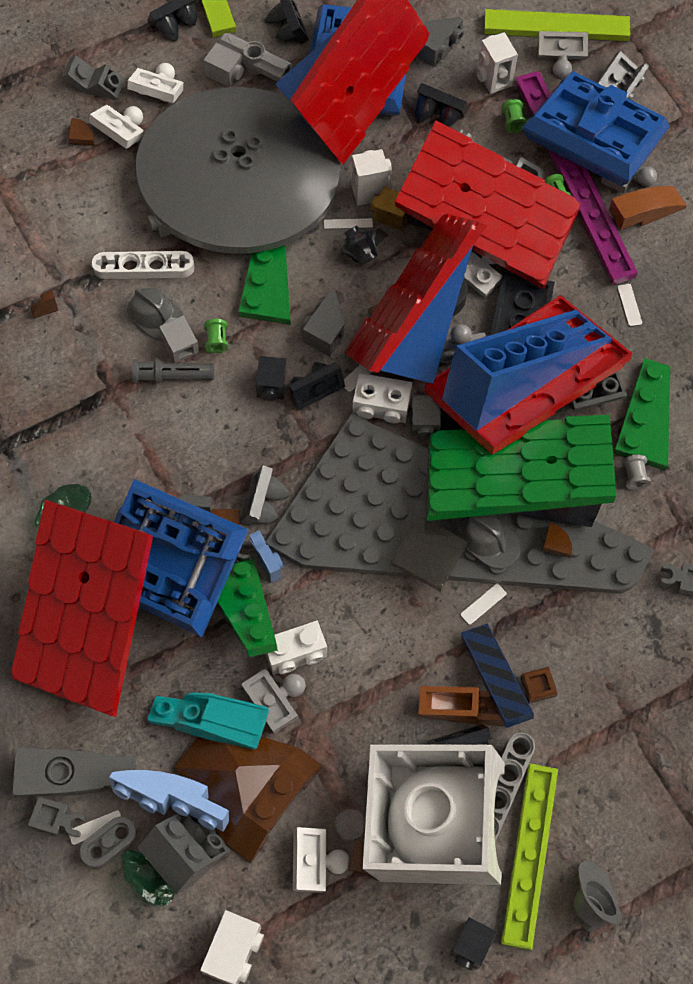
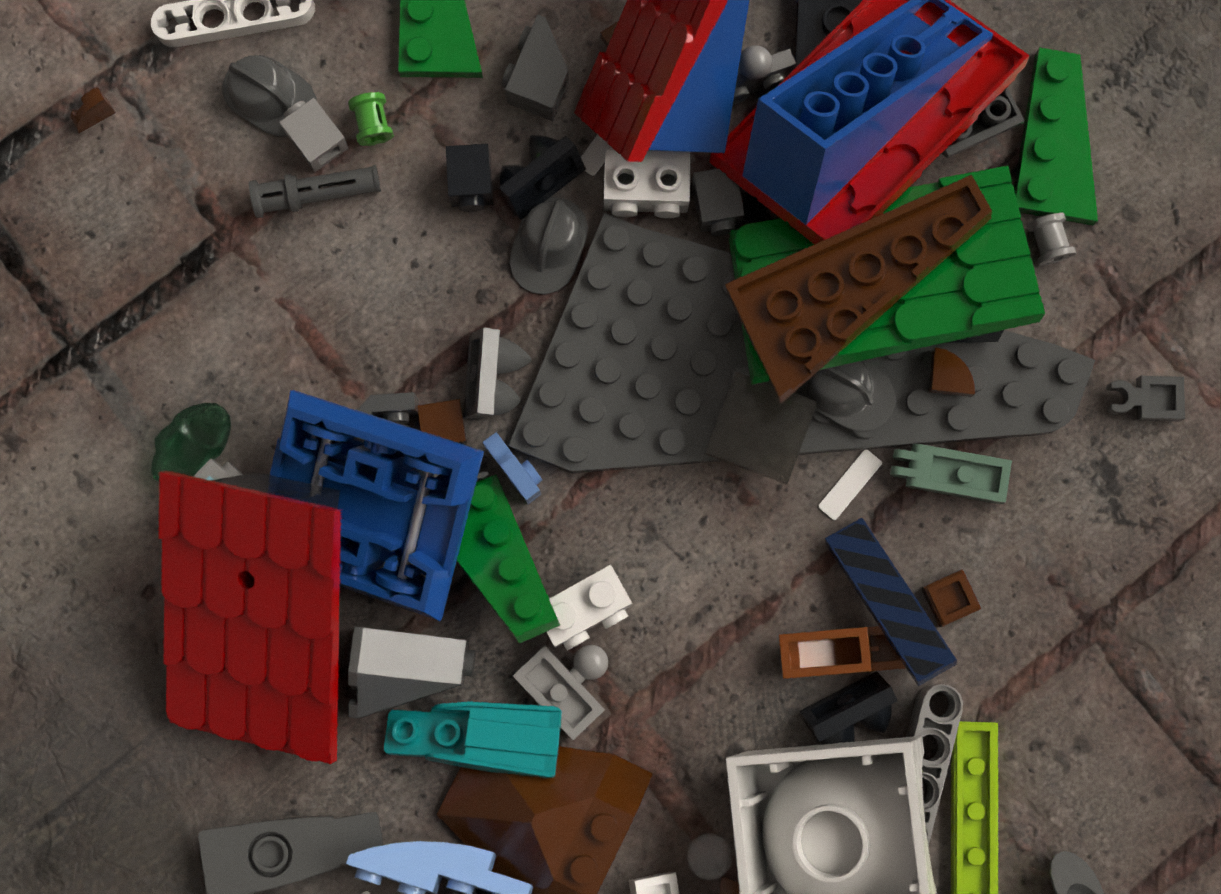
camera: 10 degrees left, 15 degrees up
(170, 666) = (403, 667): none -> slope
(313, 428) = (548, 246): none -> dark grey piece
(482, 469) = (831, 292): none -> reddish brown wing
(551, 605) = (954, 473): none -> sand green hinge

